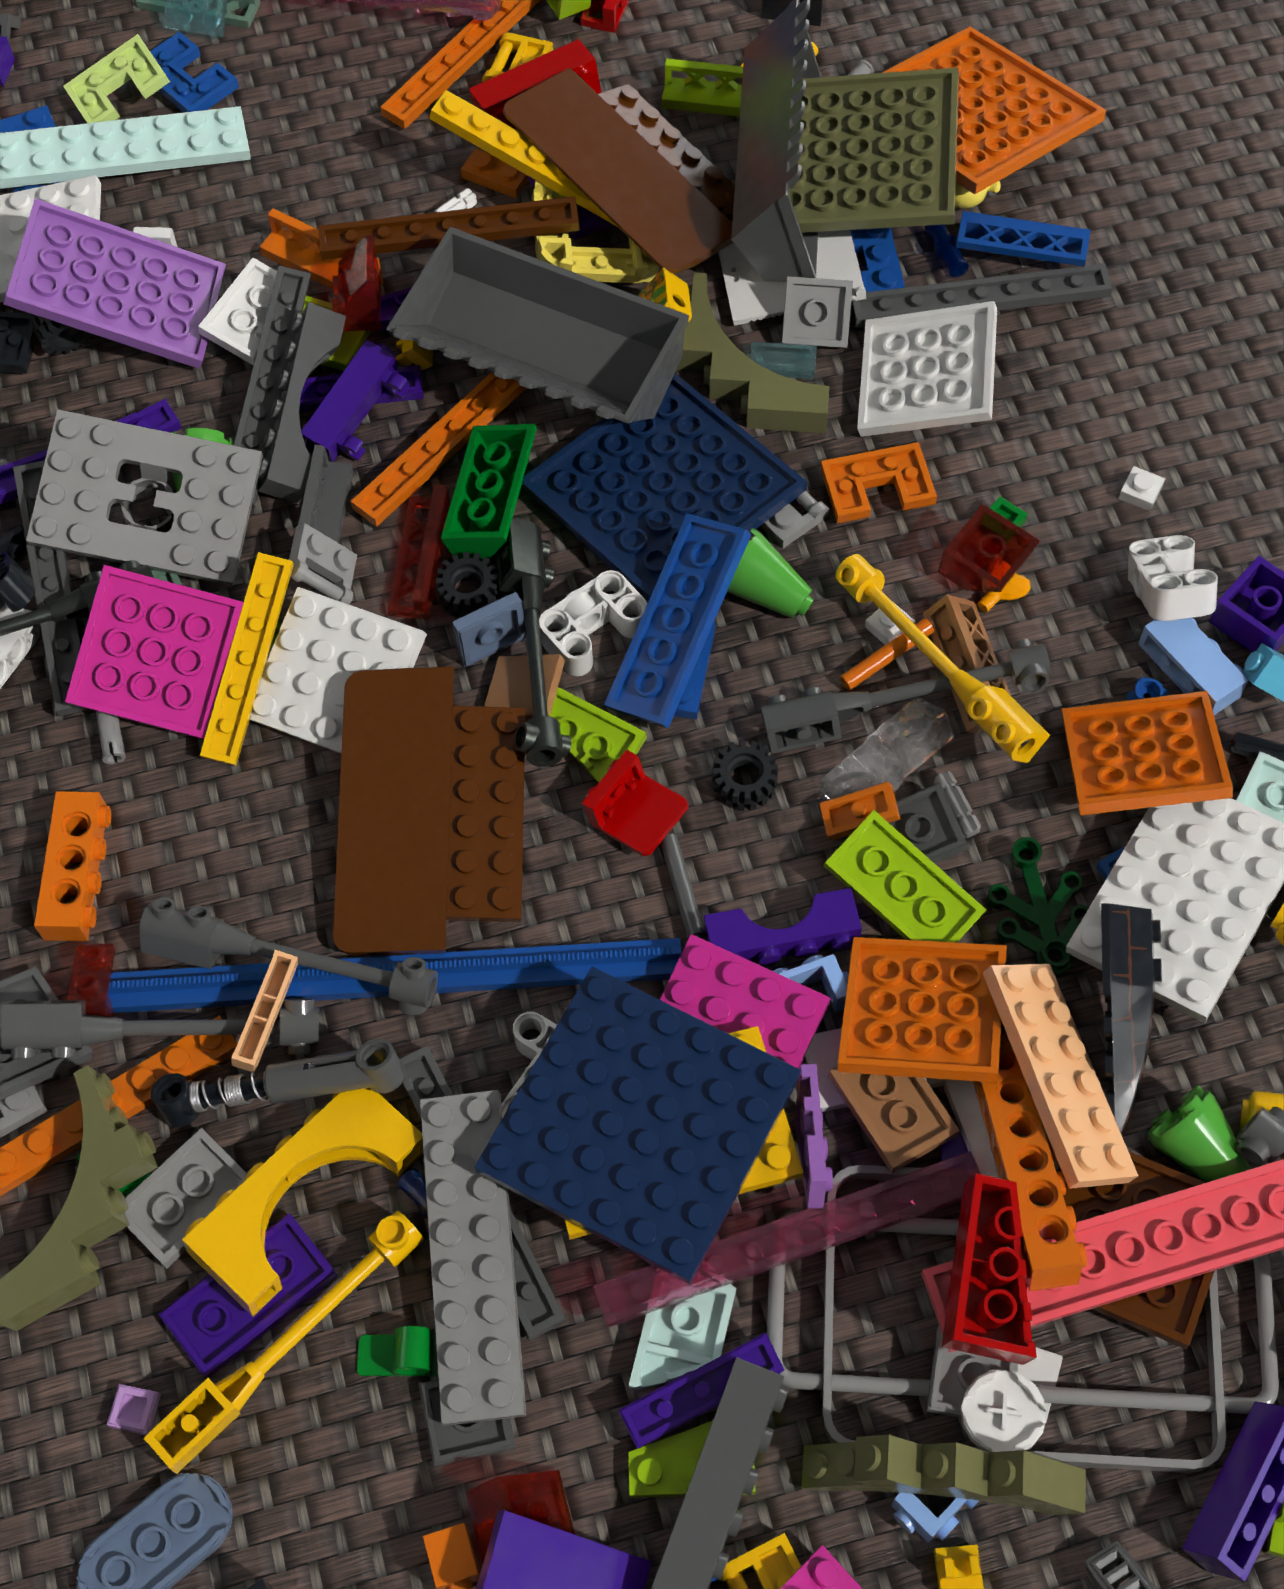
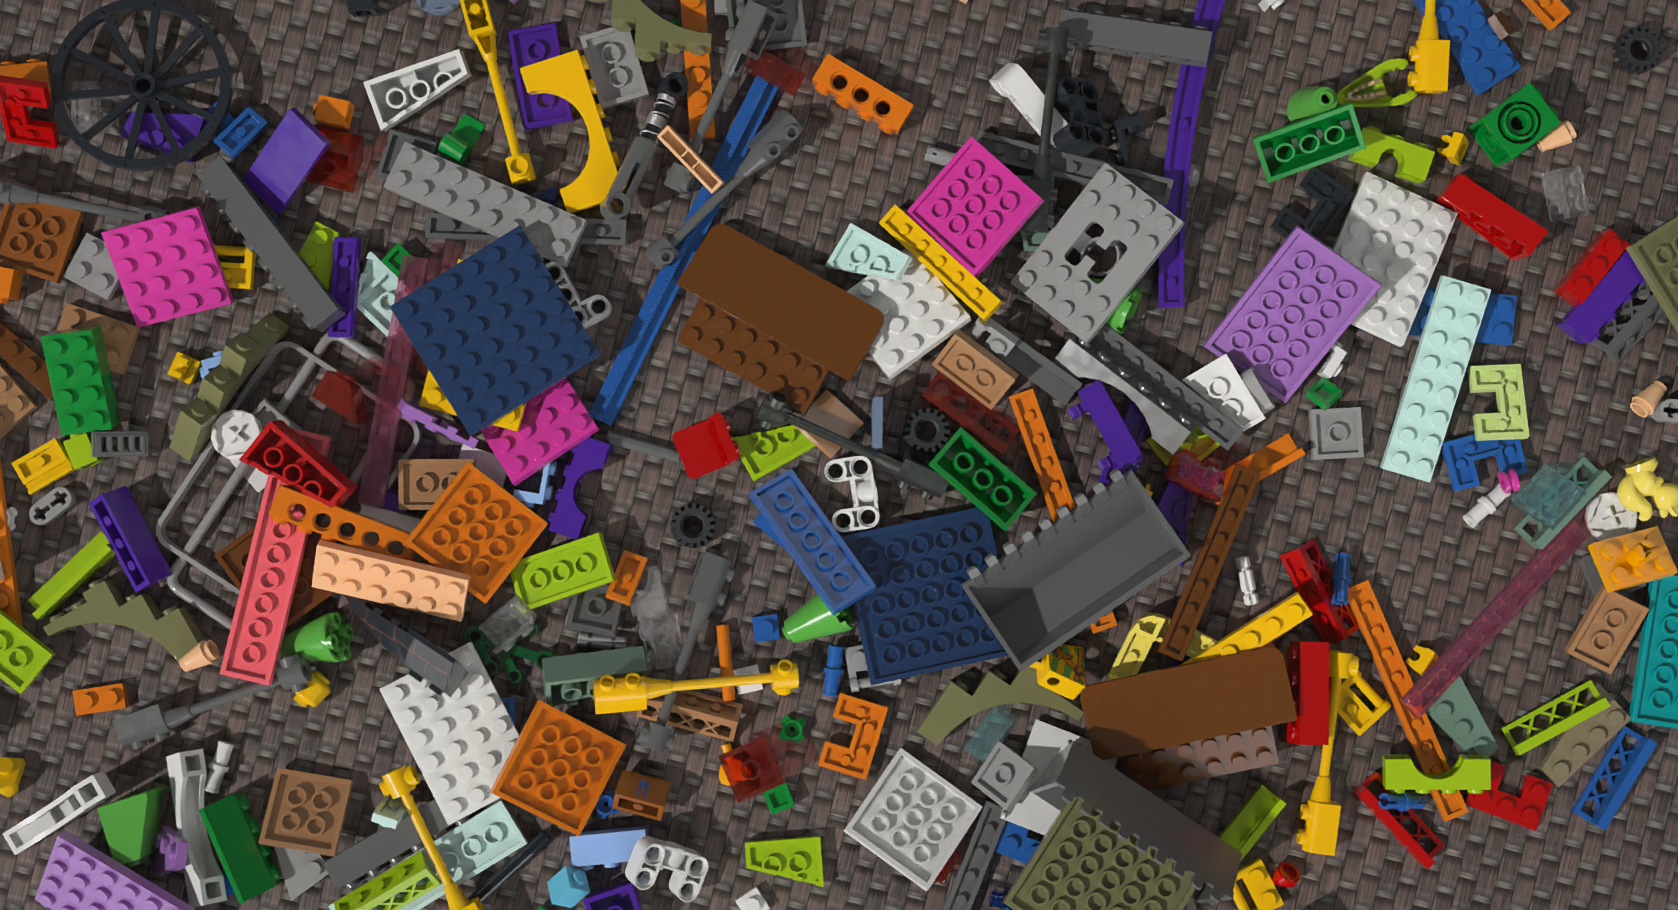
camera: 115 degrees right, 25 degrees up
(194, 233) = (1324, 393): none -> green plate
(198, 34) = (1509, 481): none -> dark pink bush
(221, 284) = (1258, 390): none -> light grey beam
(233, 206) = (1336, 433): none -> light grey plate
(236, 51) = (1485, 506): none -> white pin
(282, 748) = (868, 255): none -> light aqua wing
(361, 561) = (975, 369): none -> medium nougat plate
(361, 1463) = (414, 87): none -> white wedge
(393, 128) = (1341, 579): none -> blue pin
(412, 154) = (1317, 594): none -> red fence
(437, 25) = (1426, 660): none -> yellow tile
(619, 1341) = (394, 258): none -> green plate
(655, 35) = (1320, 812): none -> yellow bar
(739, 37) = (1286, 875): none -> red tile
(815, 636) = (766, 628): none -> blue plate
(816, 539) = (833, 670): none -> blue pin
(854, 1286) = (342, 395): none -> clear red slope
(917, 540) = (797, 734): none -> green plate
(1007, 785) = (572, 676): none -> sand green wedge
(1013, 908) = (508, 624): none -> clear bracket
(1061, 475) = (788, 857): none -> lime wing
(1107, 654) = (641, 795): none -> dark orange brick

